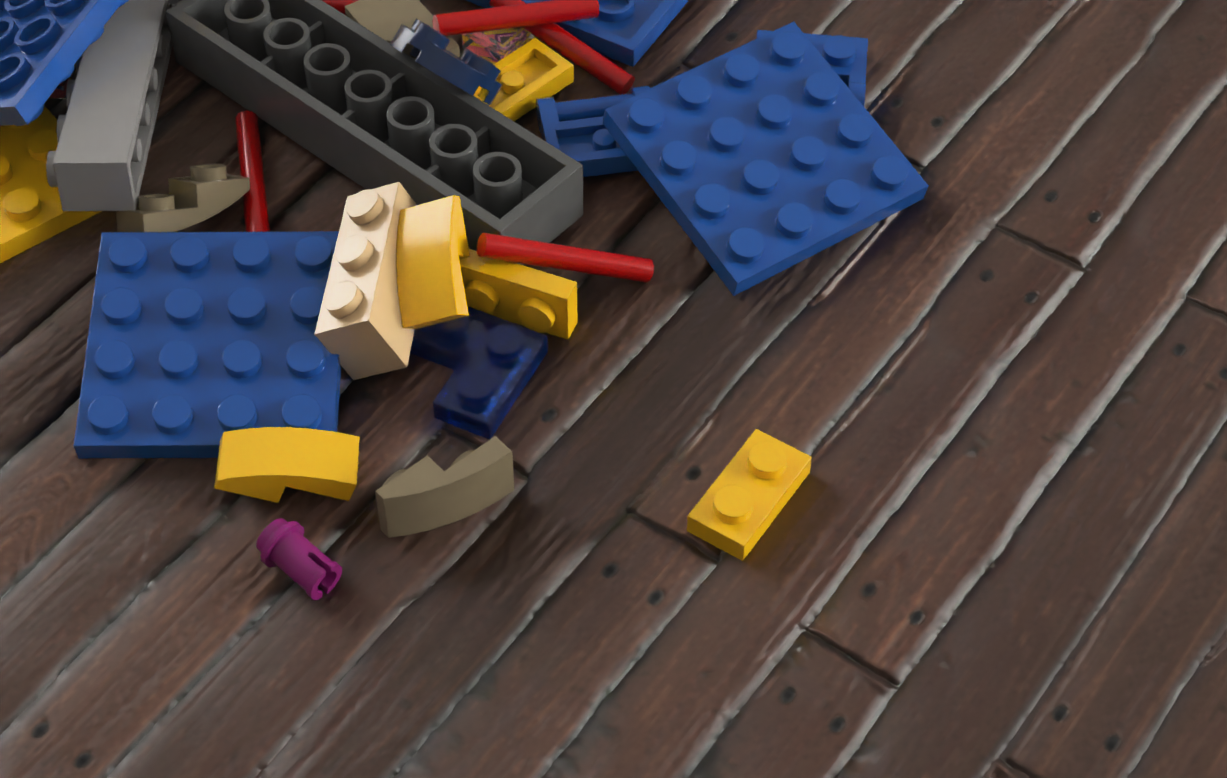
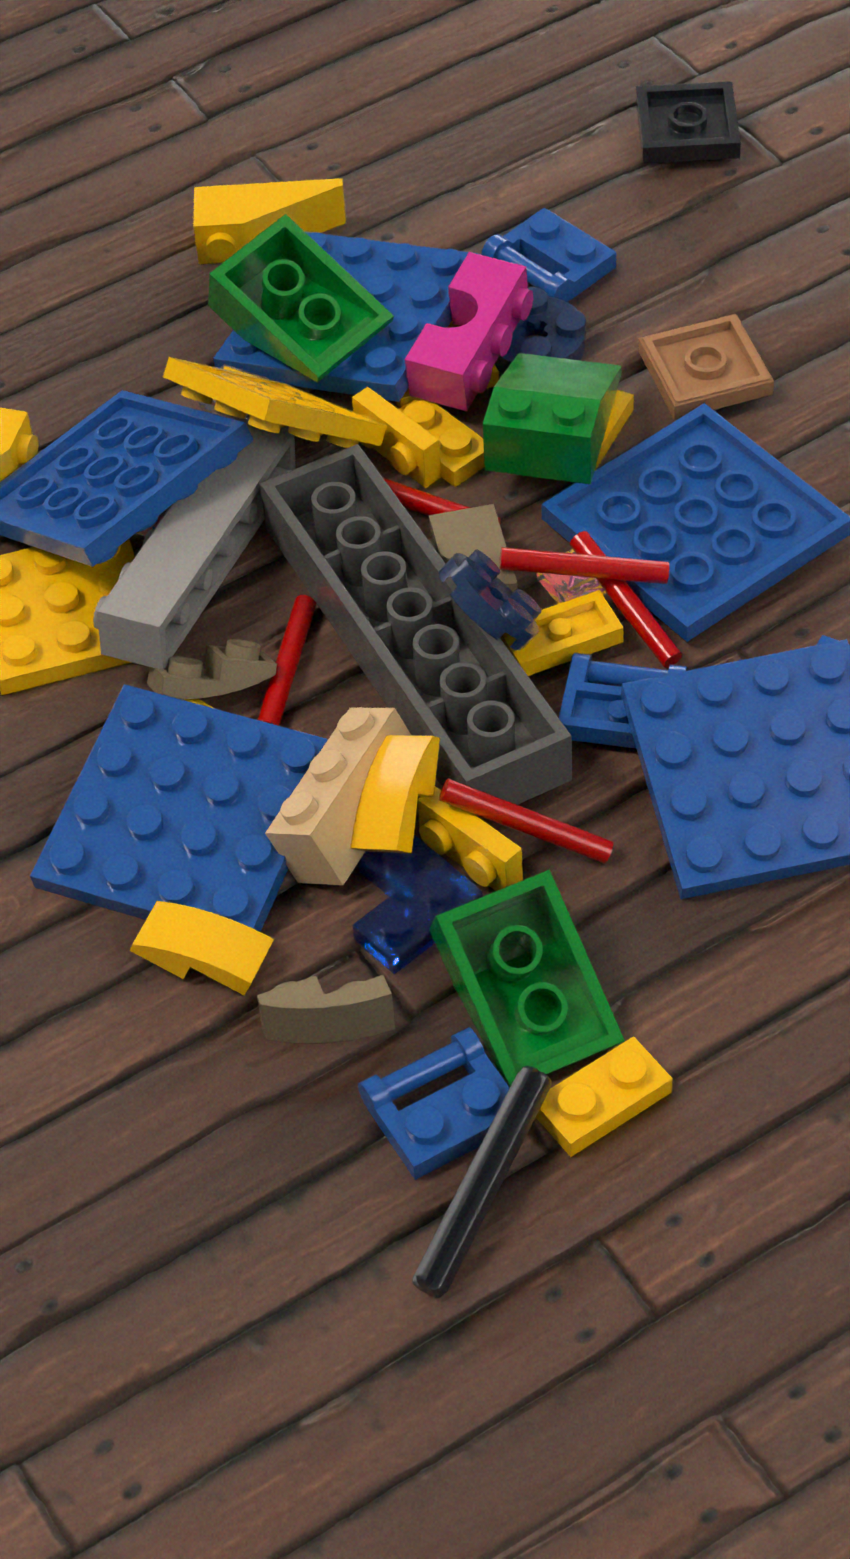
camera: 25 degrees right, 0 degrees up
(286, 547) = (170, 1024): magenta pin -> none
(611, 560) = (445, 1121): none -> blue plate
(630, 404) = (526, 978): none -> green slope
(676, 609) = (482, 1182): none -> black axle

